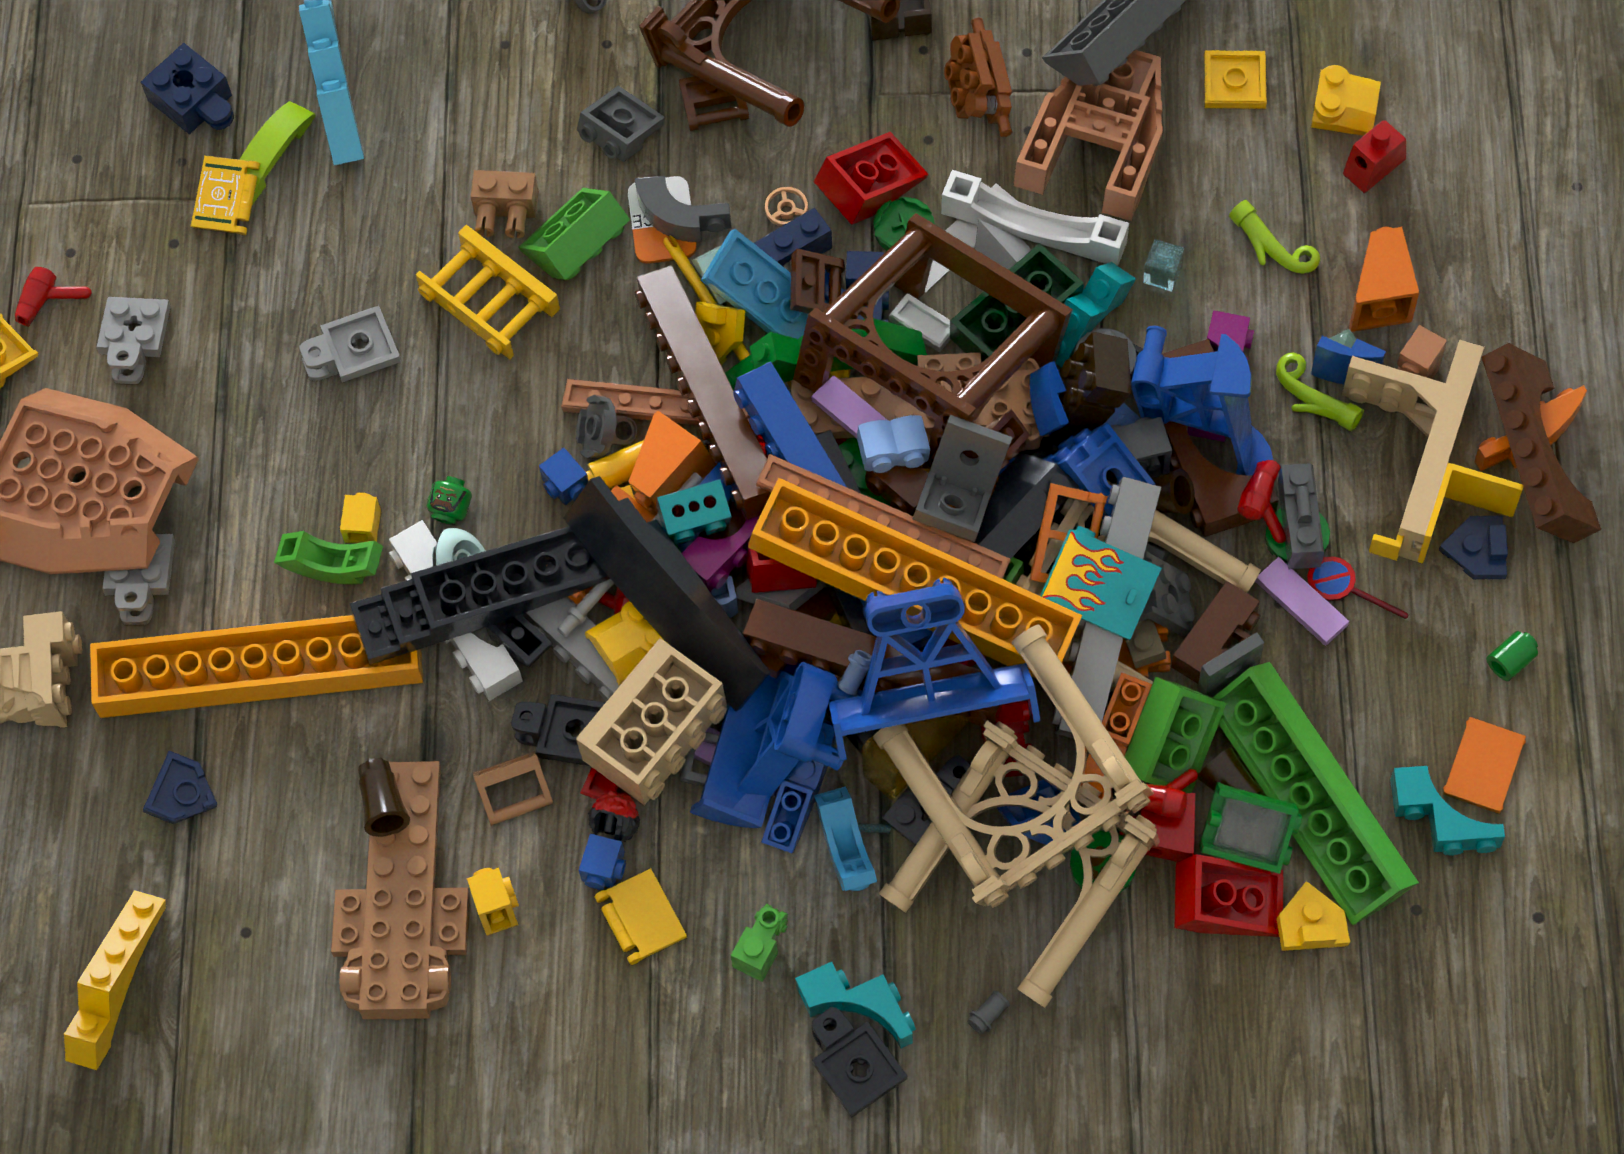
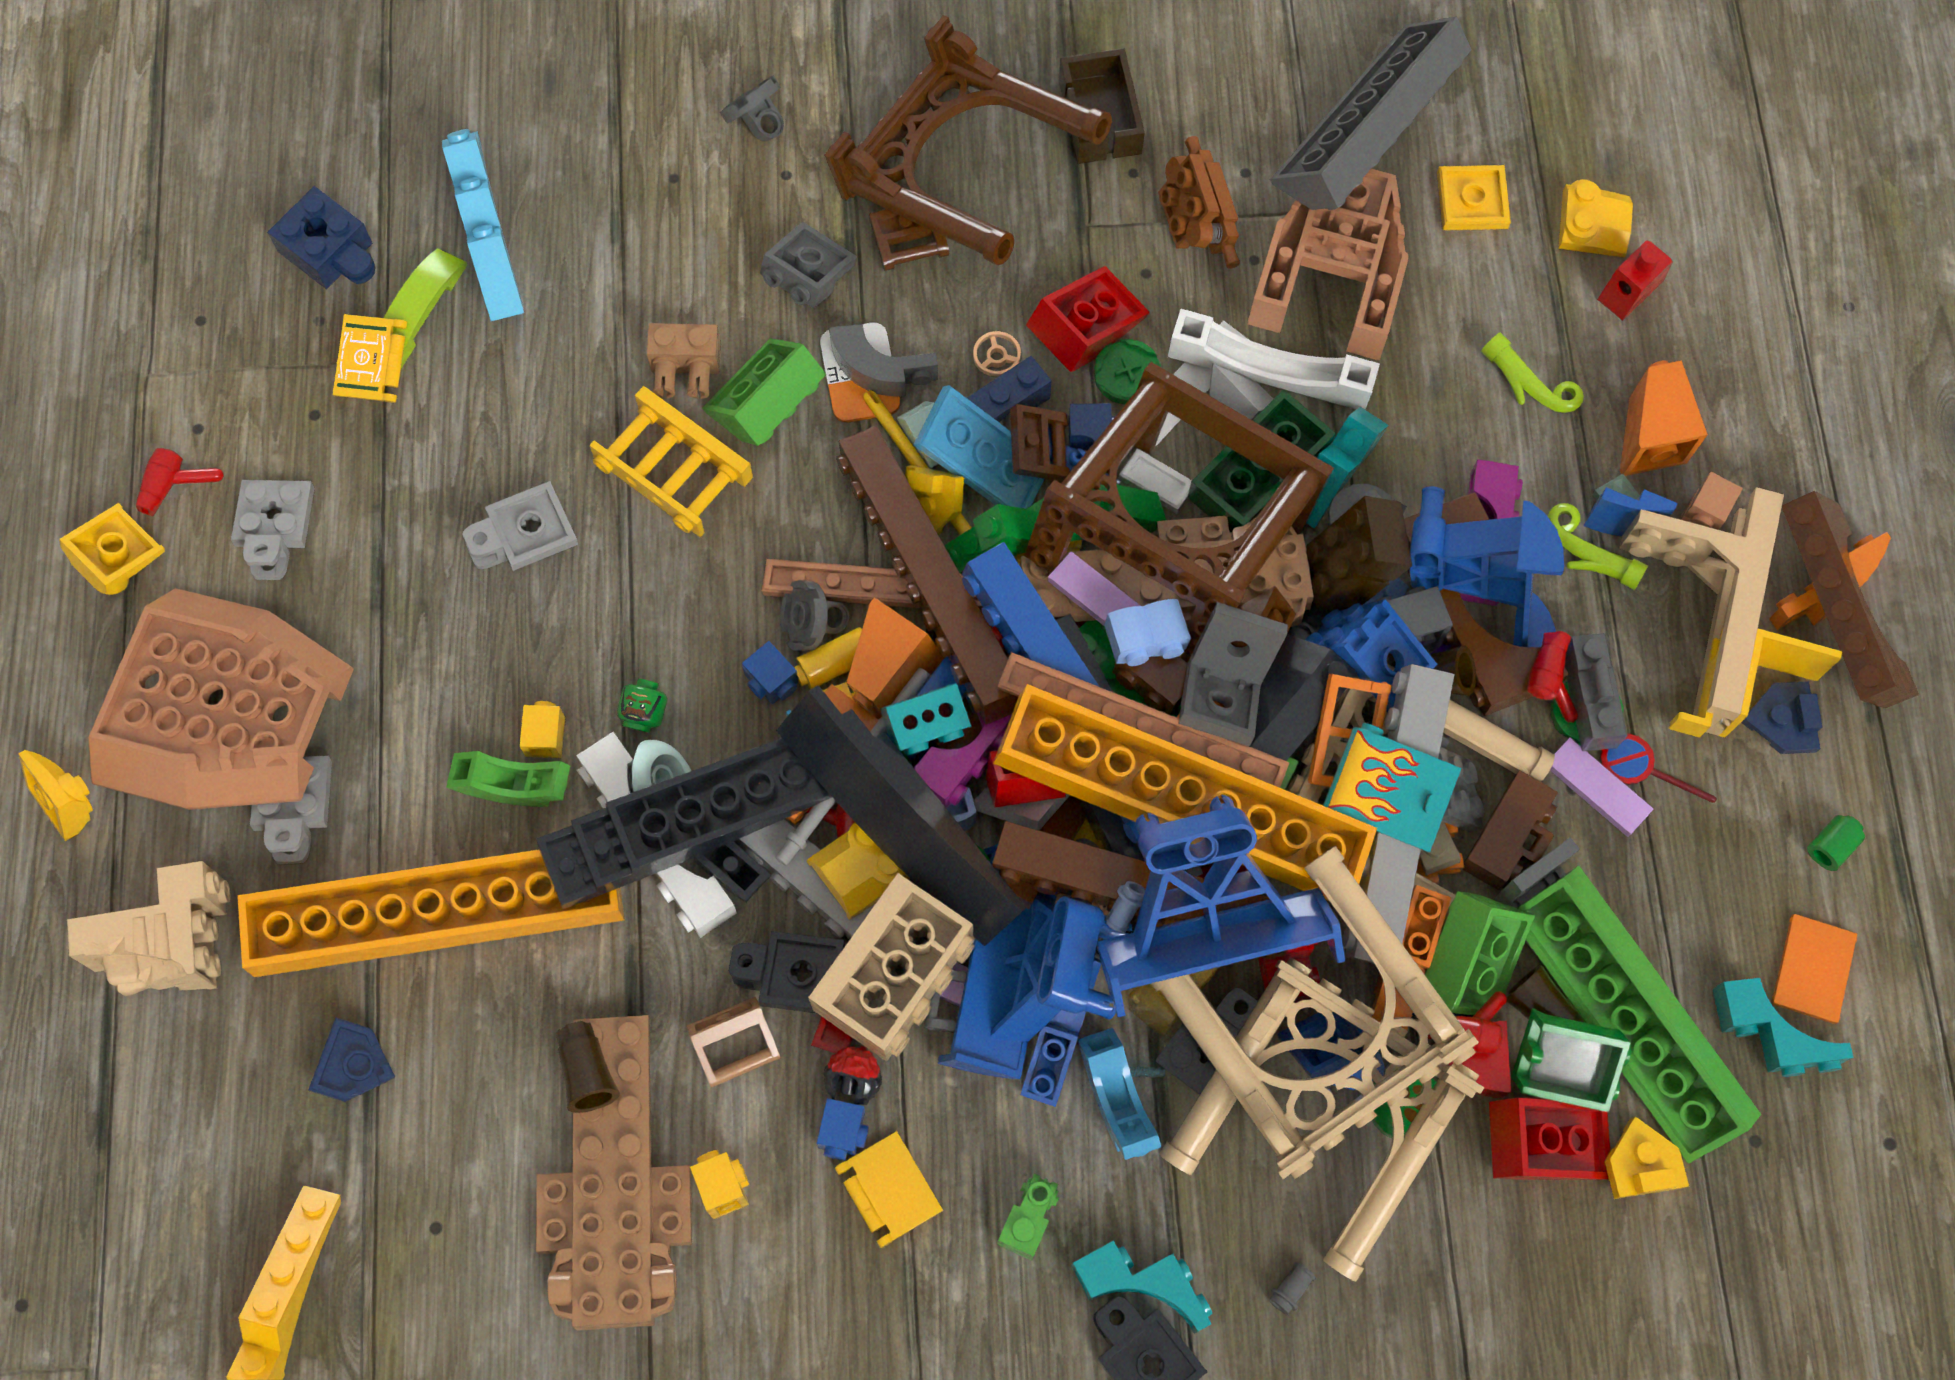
camera: 10 degrees left, 5 degrees up
(1045, 402) = (1309, 563): blue slope -> none
(1163, 265) = (1416, 408): clear light blue brick -> none

